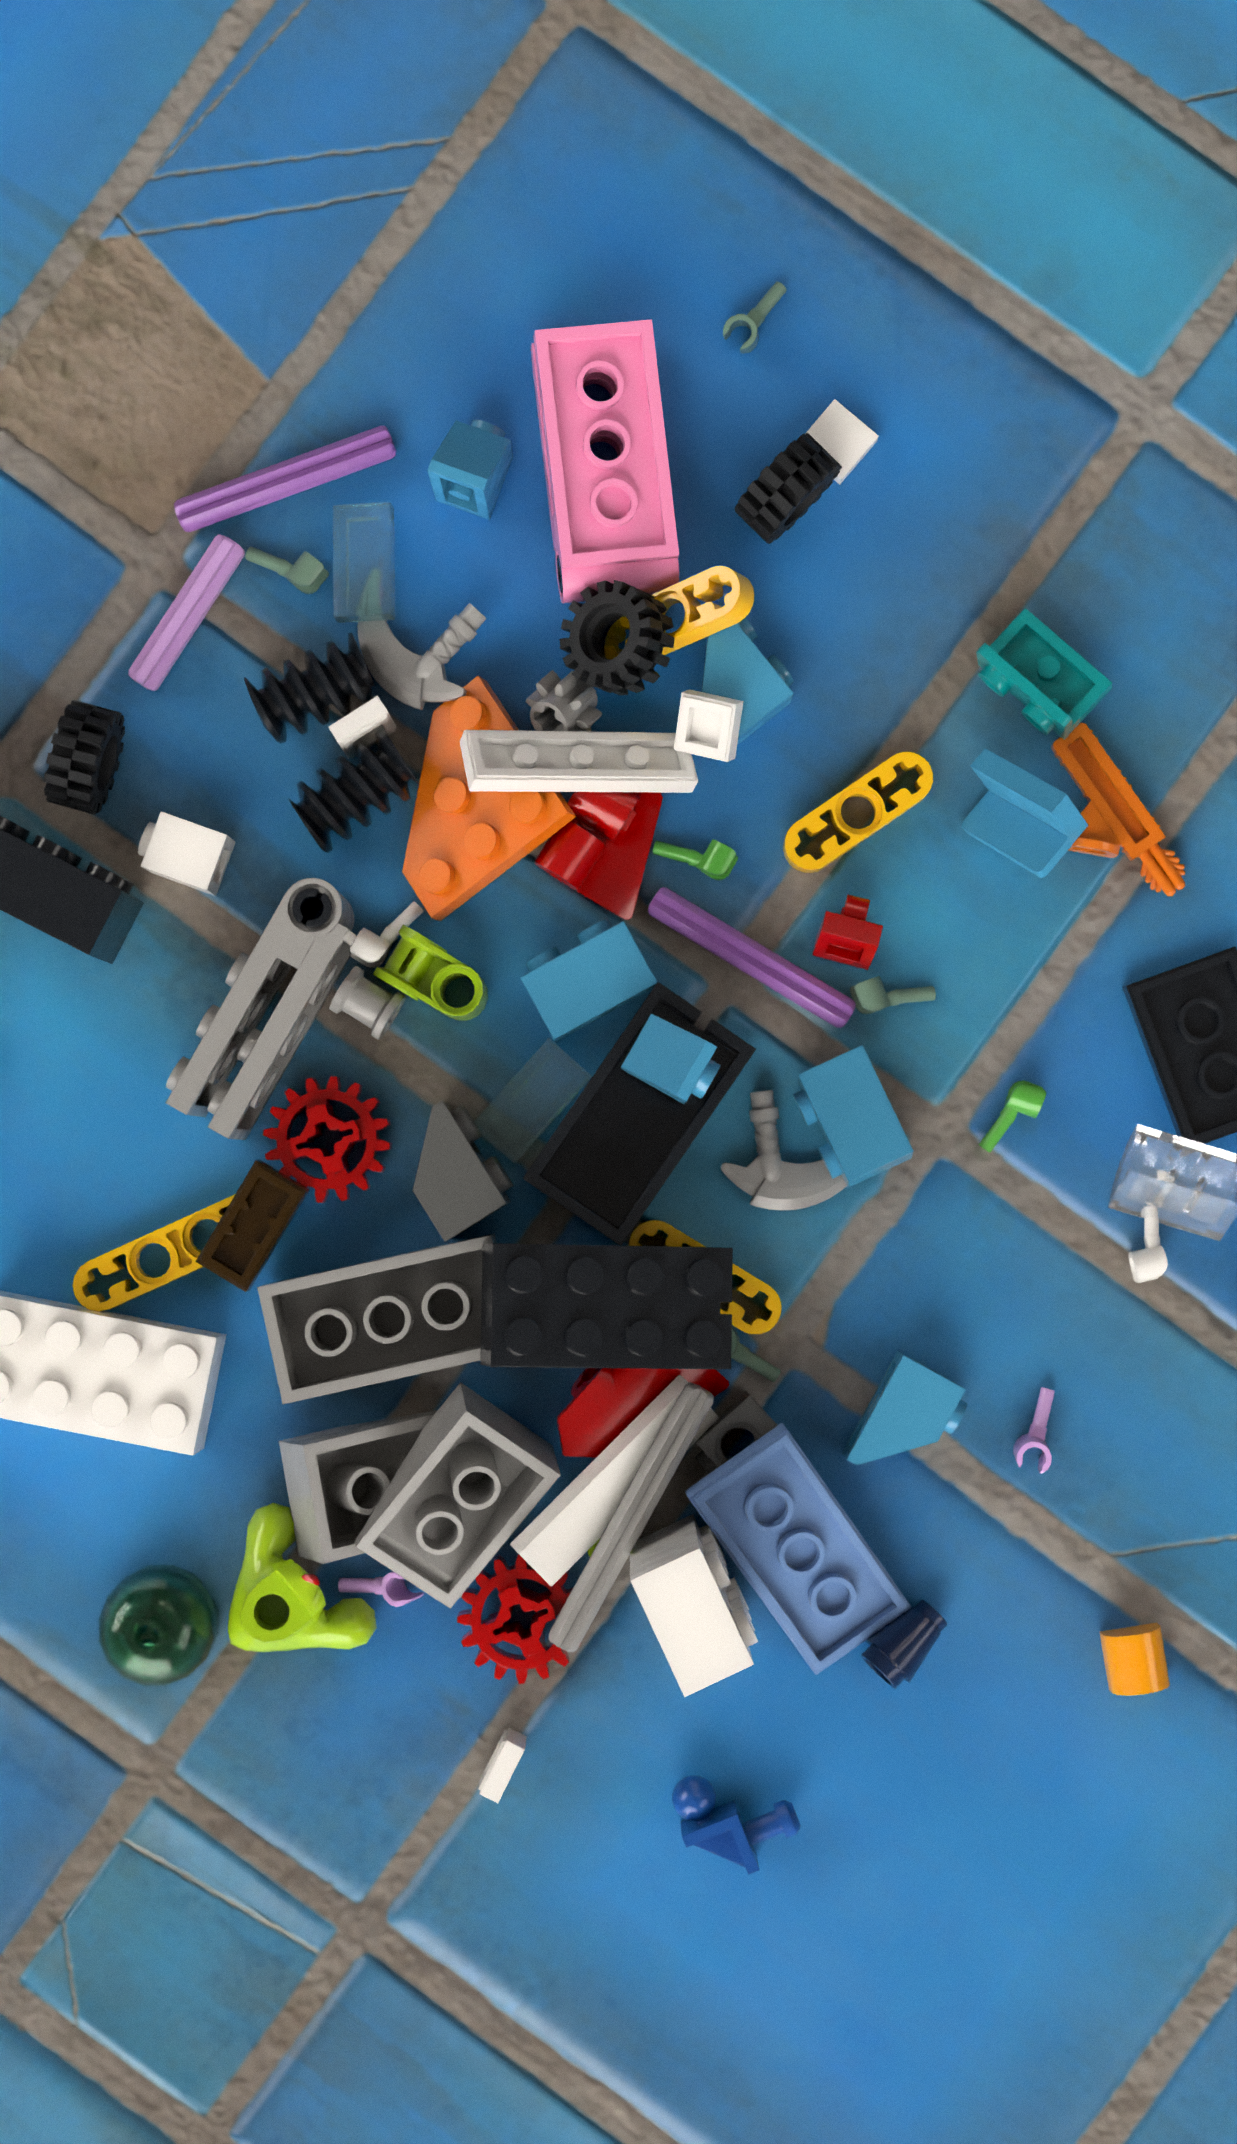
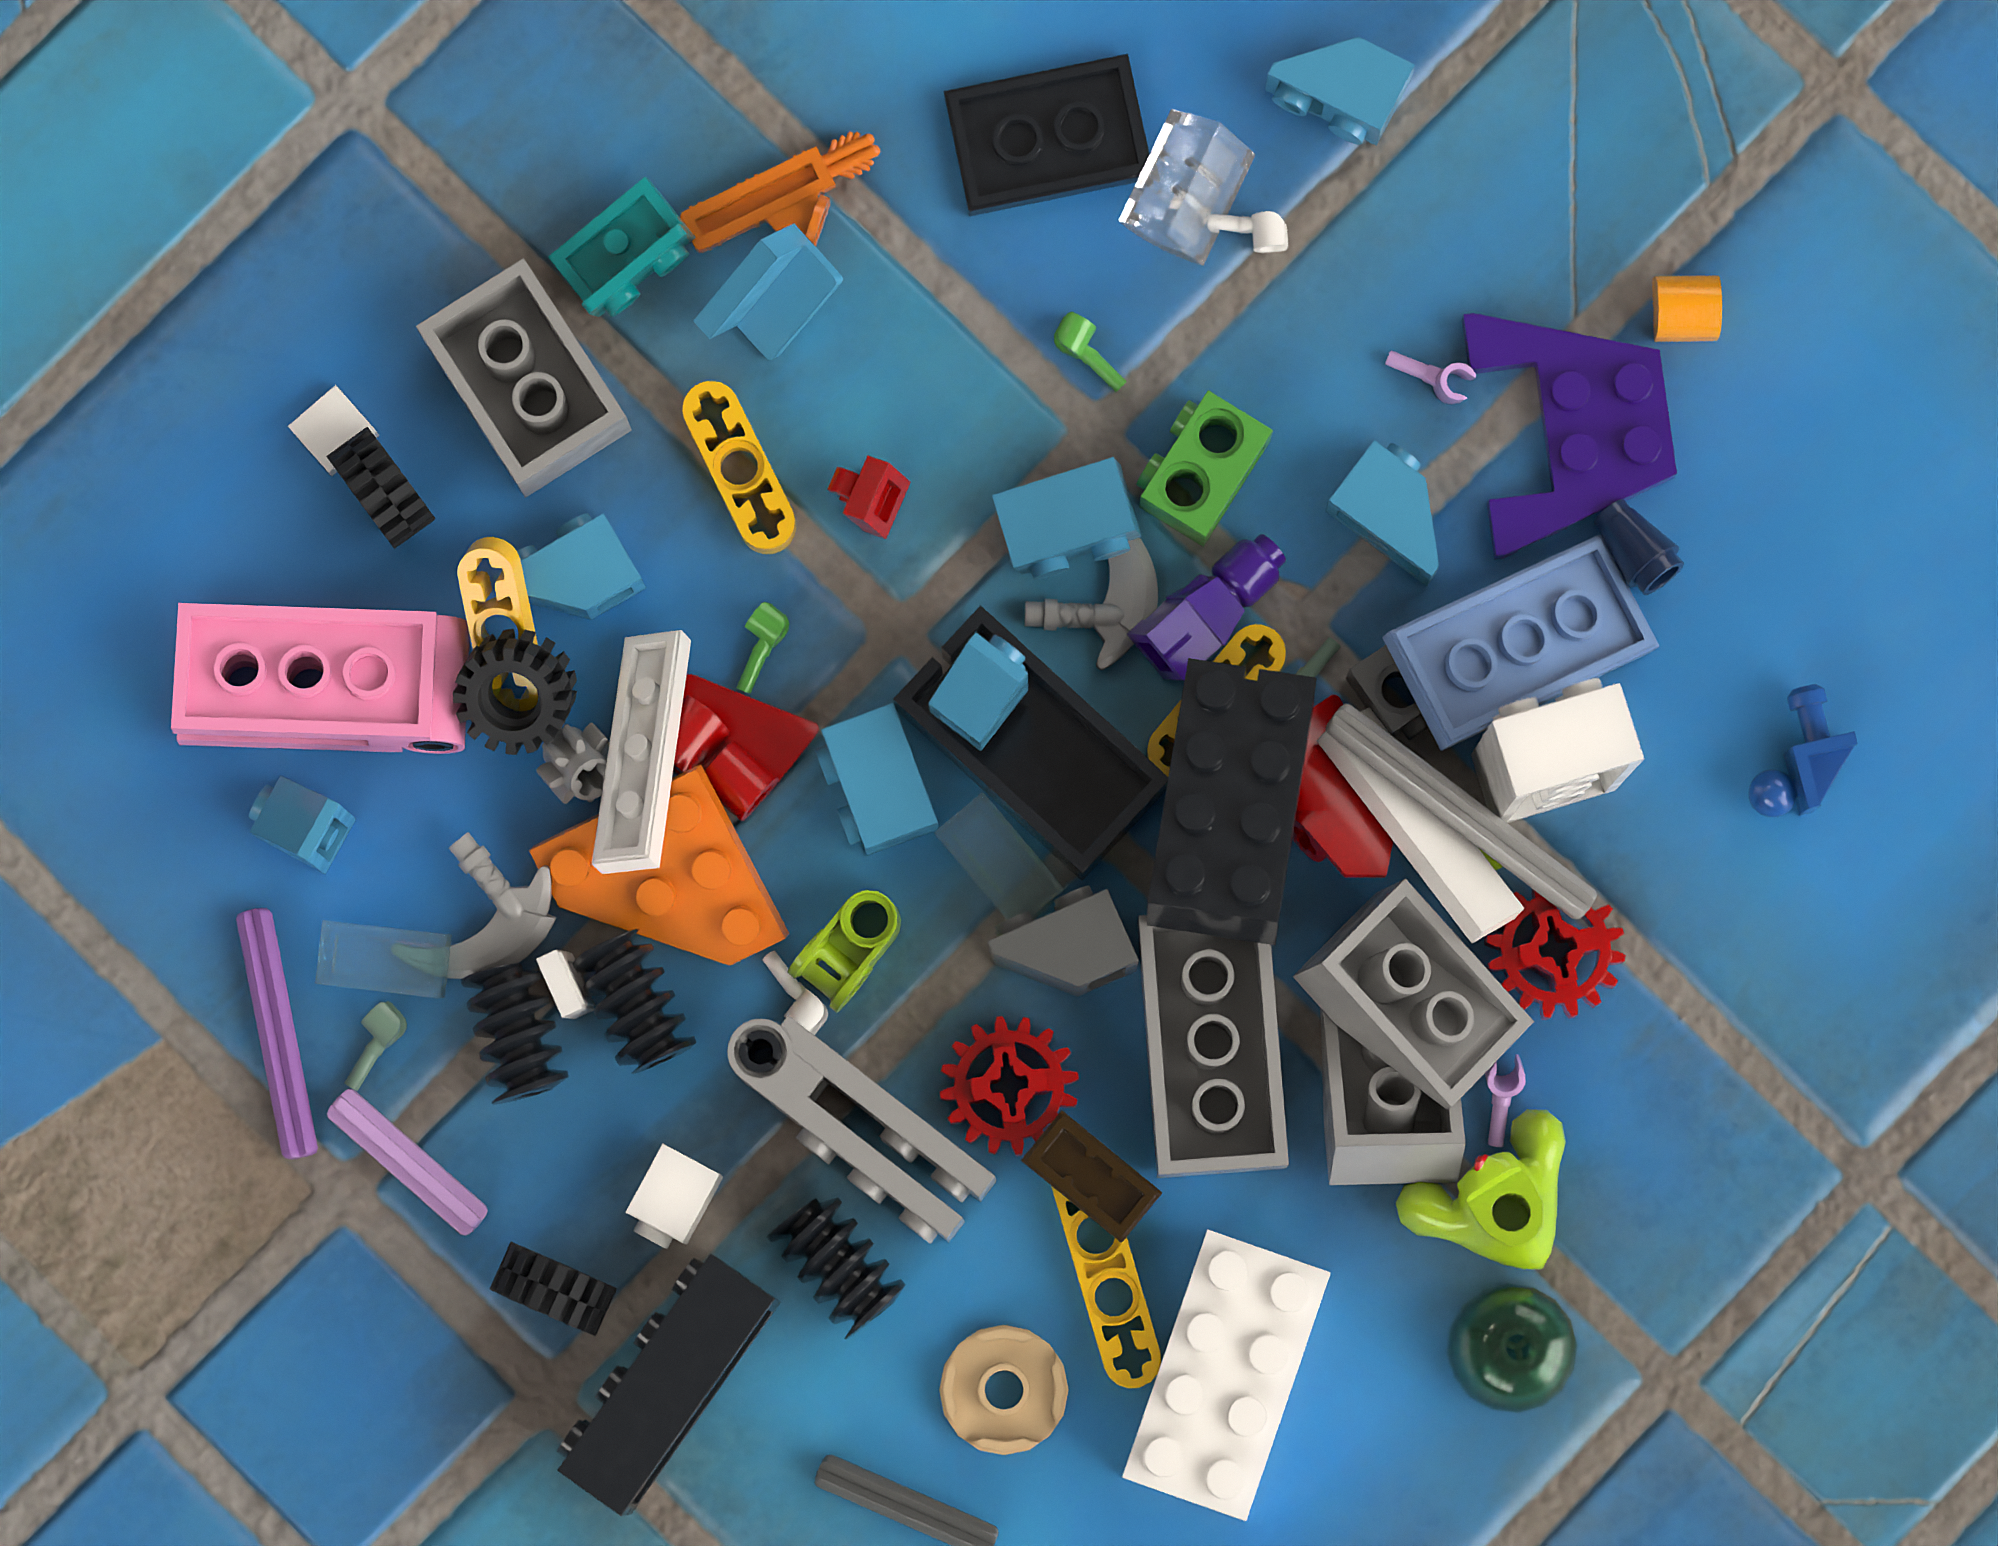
camera: 80 degrees left, 5 degrees down
(94, 1174) = (965, 1397): none -> tan tile
(145, 1010) = (837, 1263): none -> black piece
(367, 1002) = (866, 1022): light grey bush -> none
(502, 1764) = (1710, 993): white tile -> none
(708, 725) = (624, 608): white tile -> none
(751, 957) = (879, 603): medium lavender axle -> none
(754, 317) = (181, 497): sand green hand -> none
(785, 1255) = (1206, 610): none -> dark purple piece
(872, 997) = (941, 480): sand green hand -> none
(908, 601) = (524, 377): none -> light grey brick
(914, 1247) = (1216, 474): none -> bright green brick
(1018, 1591) = (1599, 420): none -> dark purple wing

